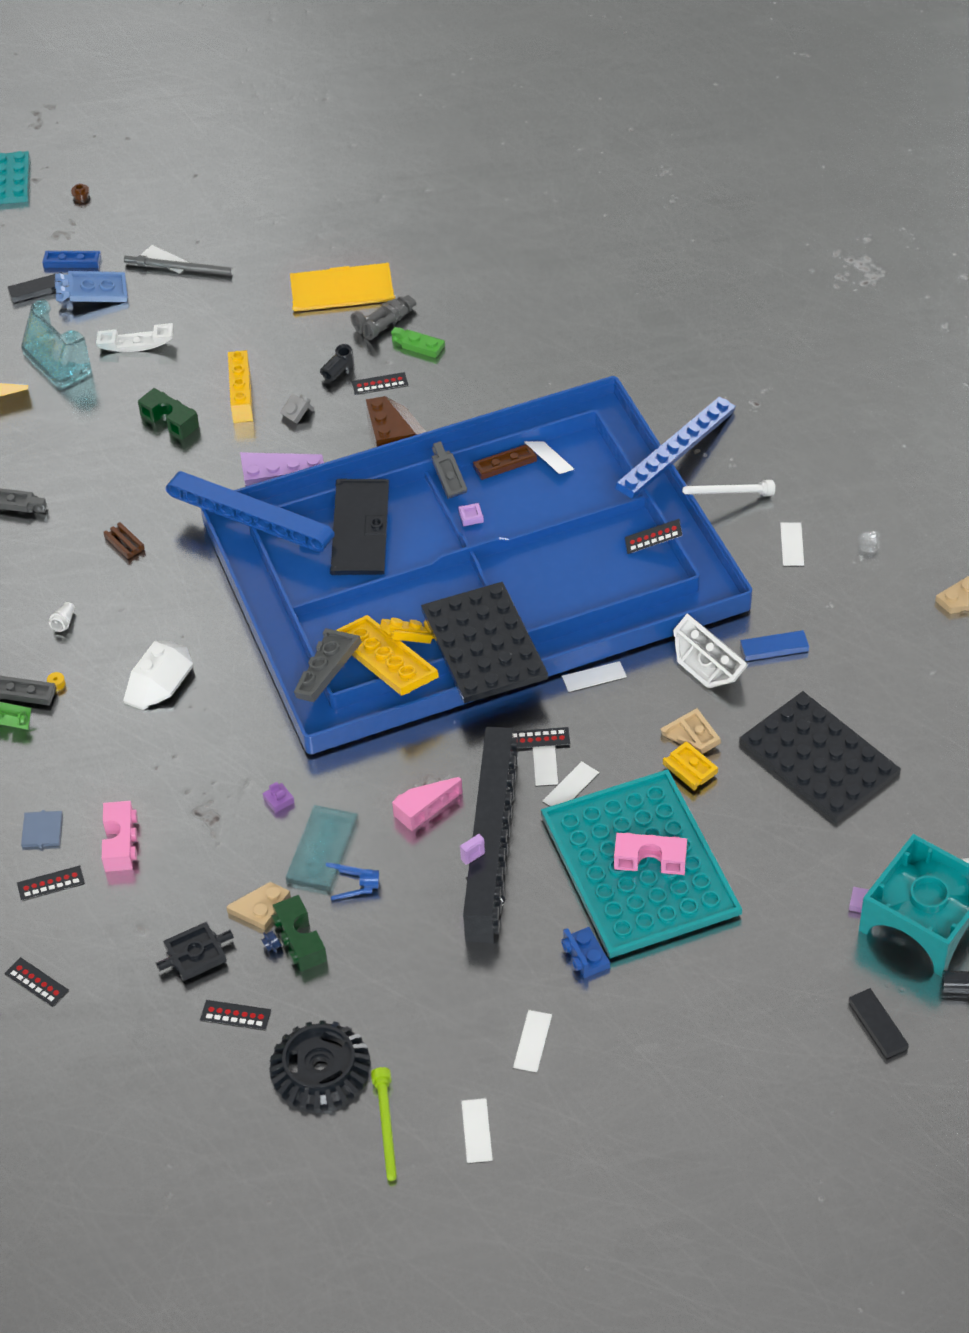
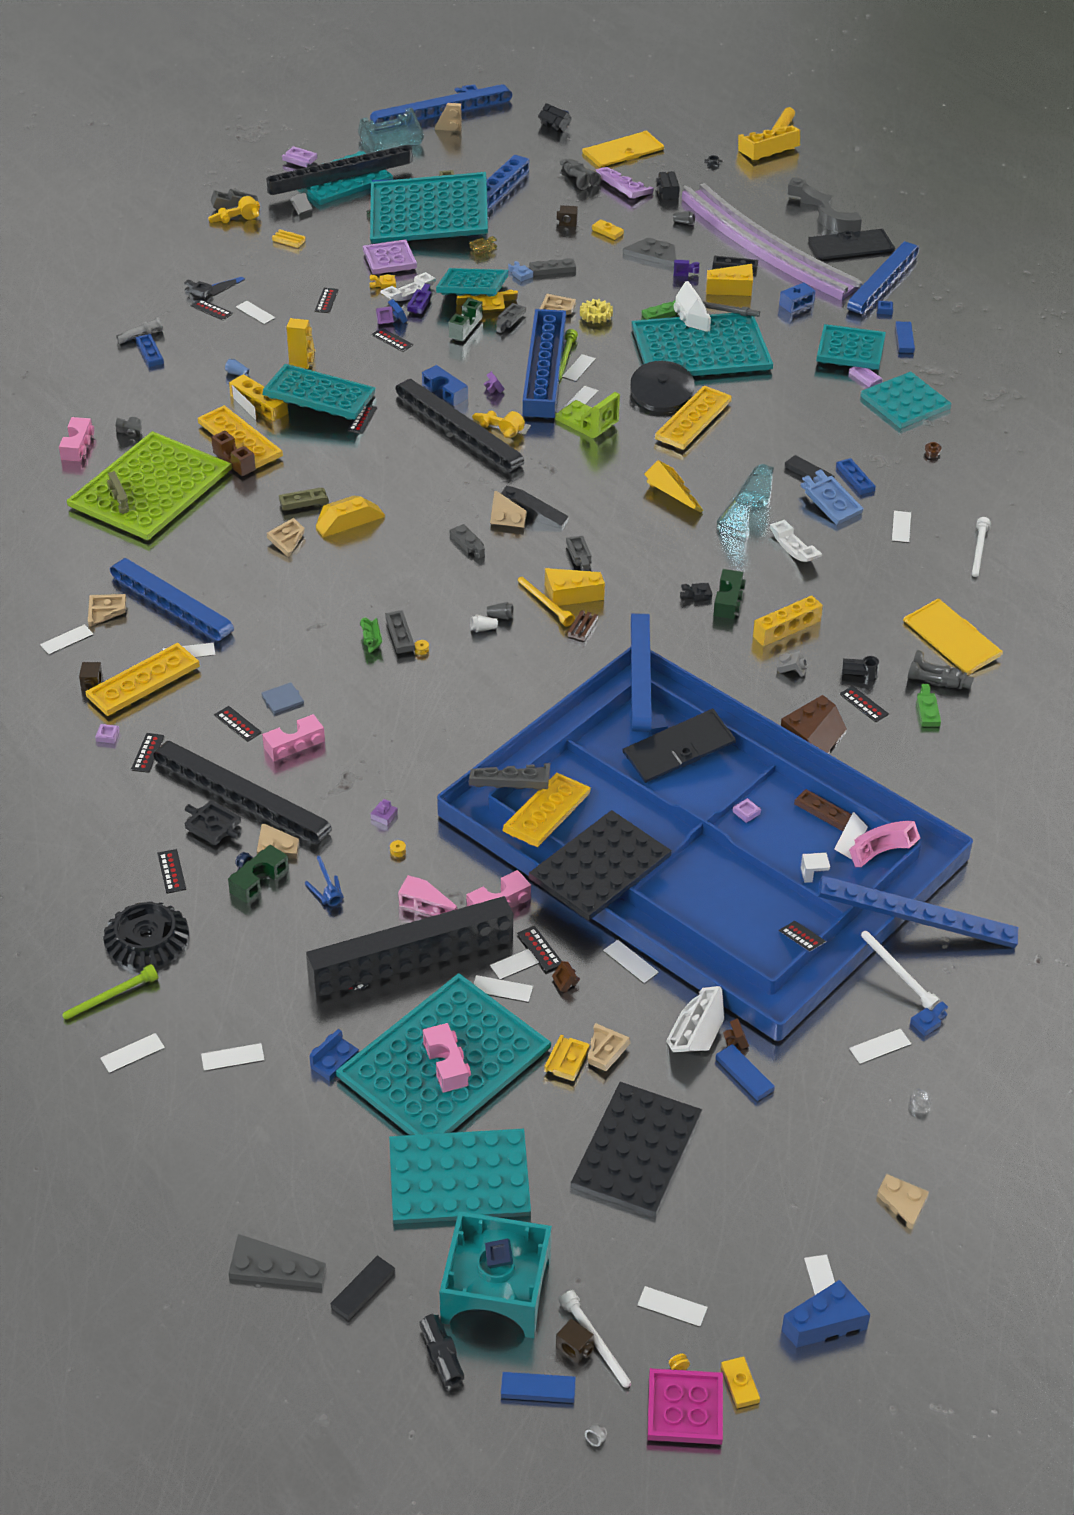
camera: 60 degrees right, 5 degrees down
(55, 594) = (501, 610): none -> dark grey cone
(65, 525) = (573, 586): none -> yellow wedge
(104, 548) = (565, 617): none -> yellow piece
(143, 261) = (886, 515): dark grey bar -> none
(144, 434) = (699, 591): none -> black plate
(157, 674) = (462, 695): white wedge -> none
(163, 911) = (243, 792): none -> black beam
(214, 204) = (983, 525): none -> white piece
(266, 466) = (720, 675): lavender wing -> none
(321, 842) = (351, 857): clear light blue tile -> none
(336, 801) = (398, 848): none -> yellow piece
(406, 631) = (582, 811): yellow plate -> none
(448, 471) = (775, 773): dark grey hinge -> none
(461, 756) = (513, 887): none -> bright pink arch
(472, 849) = (366, 929): lavender tile -> none
(575, 431) = (883, 838): none -> bright pink arch
(575, 494) = (812, 863): none -> white panel
(591, 730) = (565, 976): none -> reddish brown tile
(733, 631) = (736, 1035): none -> reddish brown tile
(784, 500) = (927, 1020): none -> blue plate
(789, 899) = (459, 1172): none -> teal plate
(814, 1091) = (271, 1264): none -> dark grey wing
(928, 883) = (498, 1253): none -> dark blue plate

